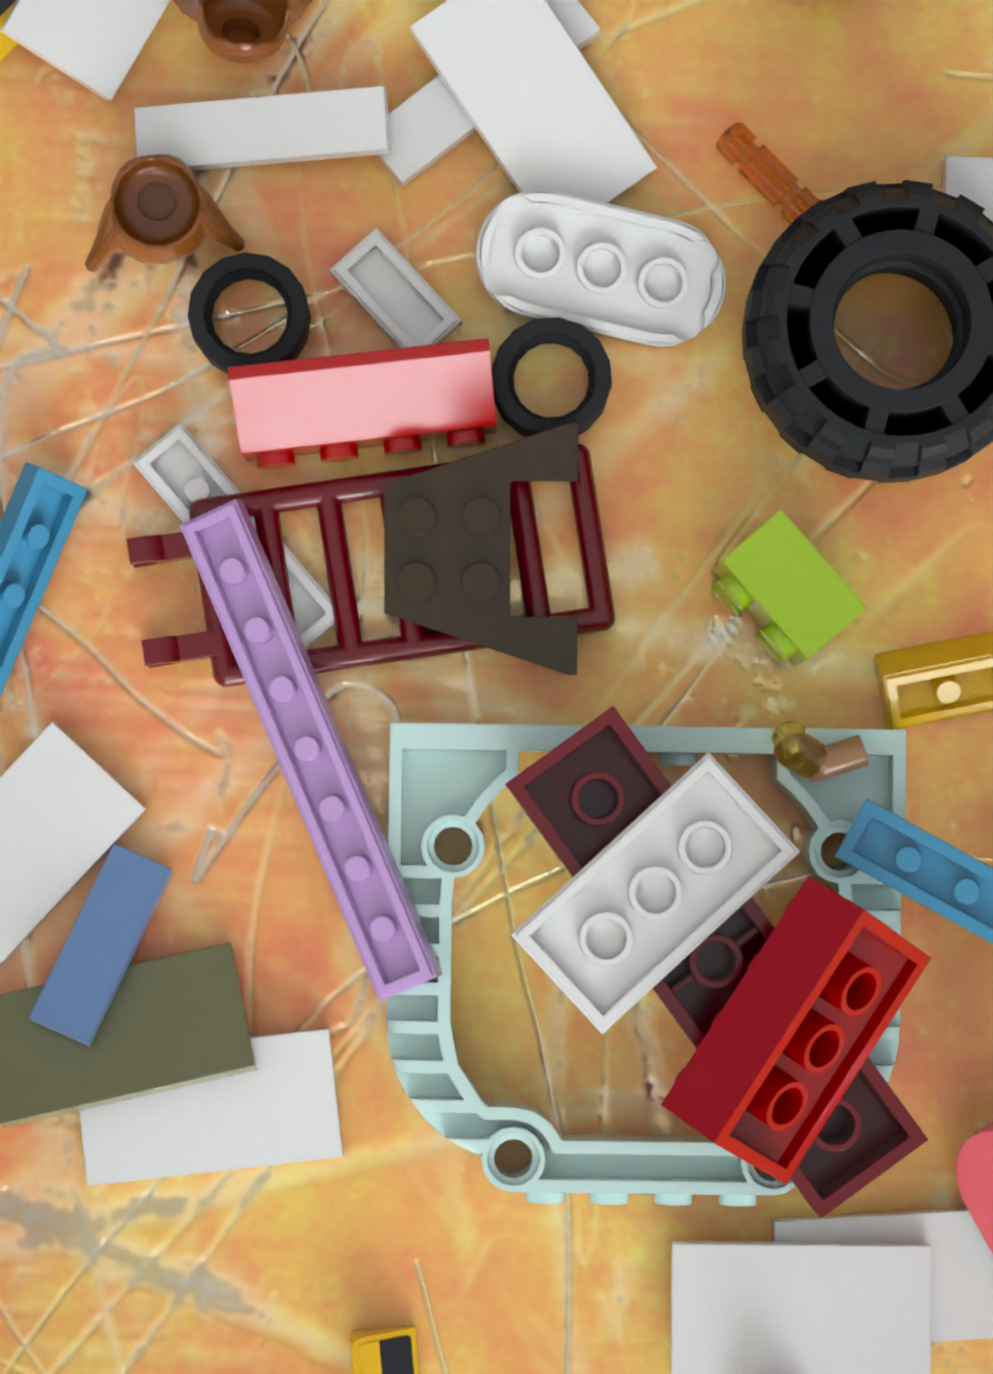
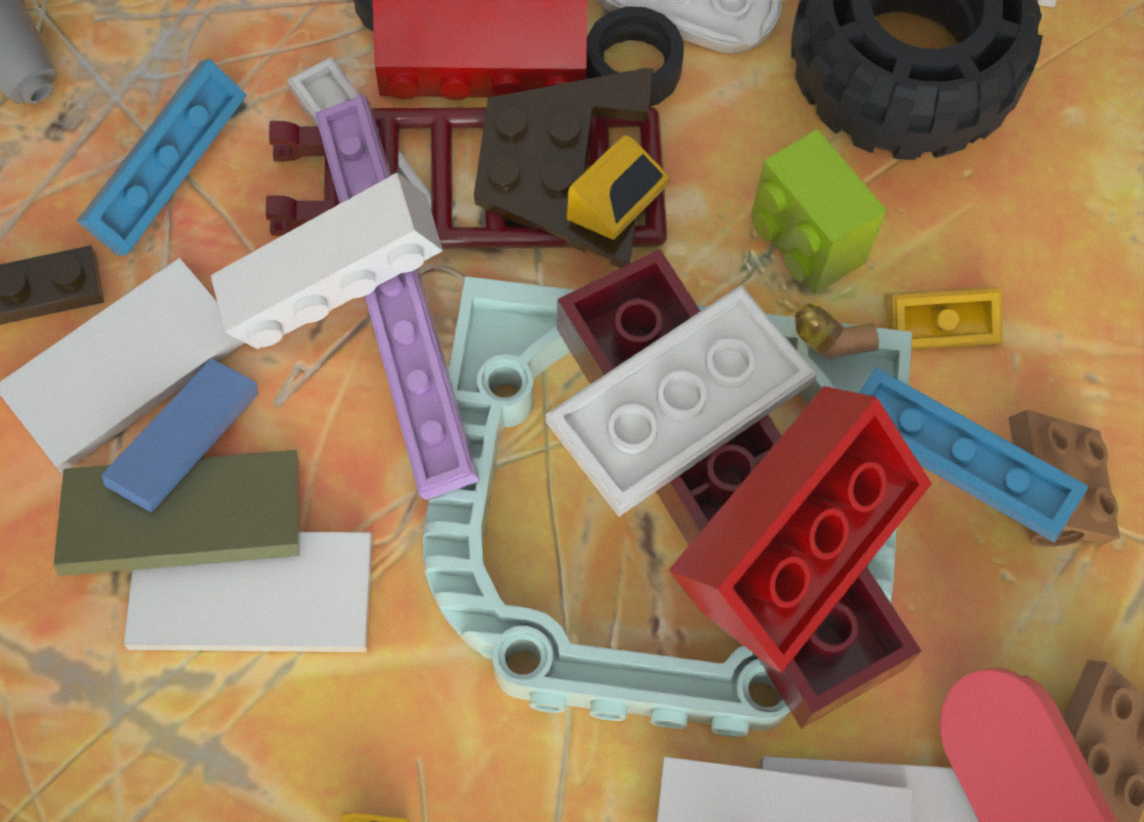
camera: 15 degrees right, 20 degrees down
(232, 739) = (326, 262): none -> white brick
(553, 590) = (615, 189): none -> yellow slope

